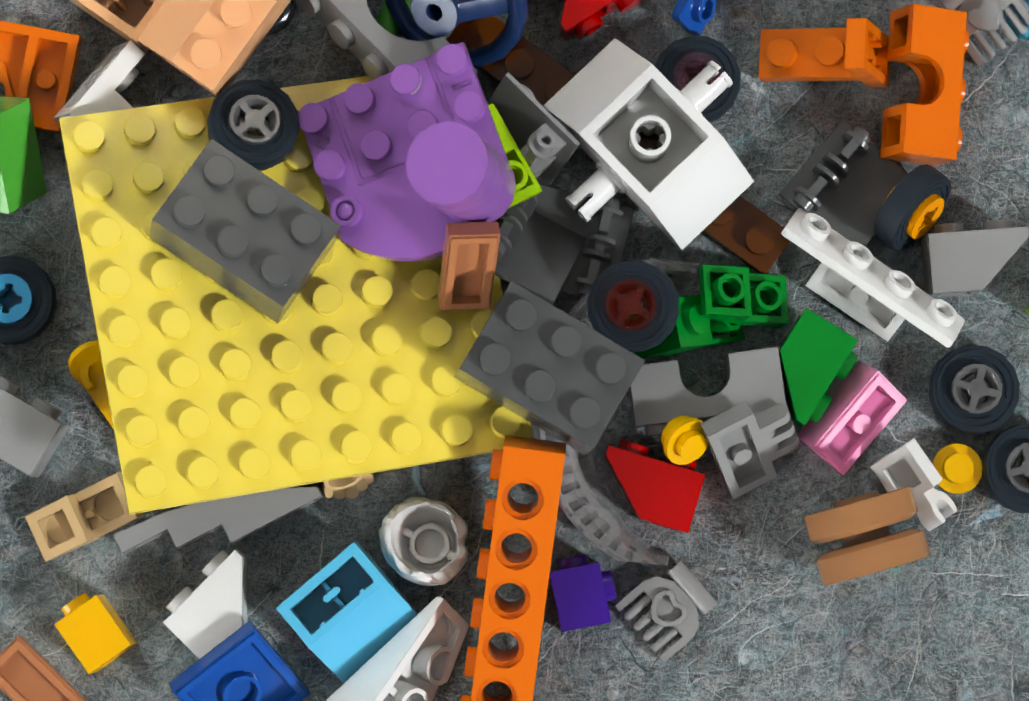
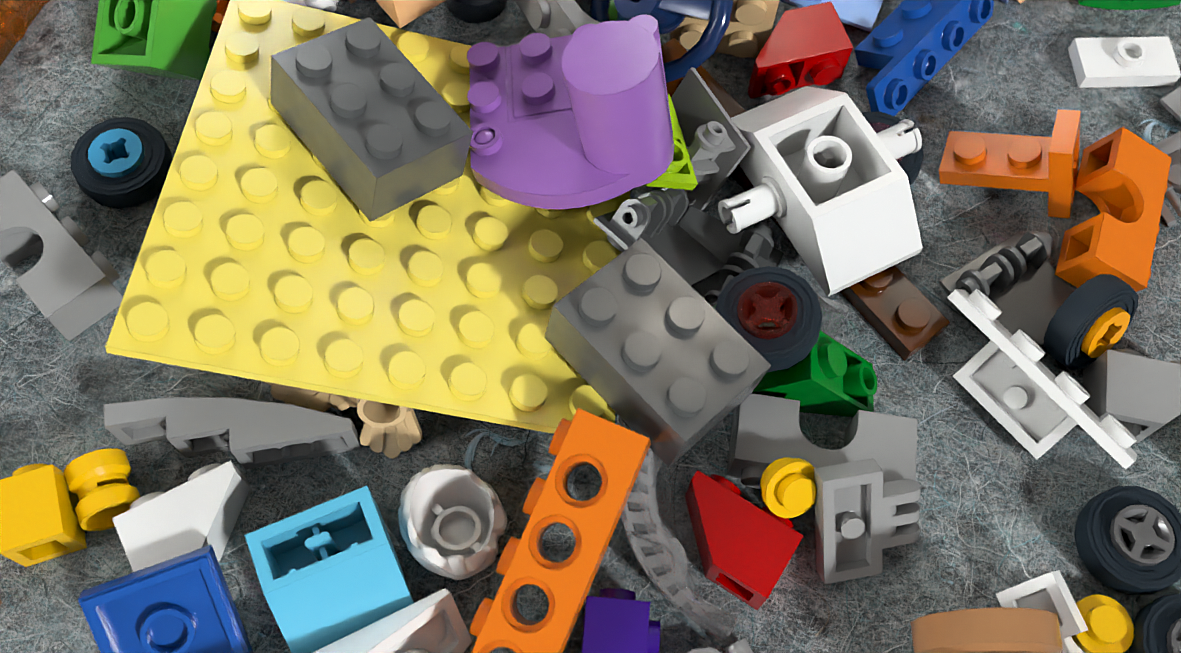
camera: 10 degrees right, 20 degrees down
(81, 517) = (78, 389): tan slope -> none
(129, 589) = (102, 487): none -> yellow wheel
(259, 108) = (429, 39): black wheel -> none
(468, 265) = (597, 217): nougat tile -> none
(743, 297) = (879, 359): green slope -> none
(809, 363) = (952, 447): green slope -> none
(853, 418) = (981, 533): bright pink slope -> none

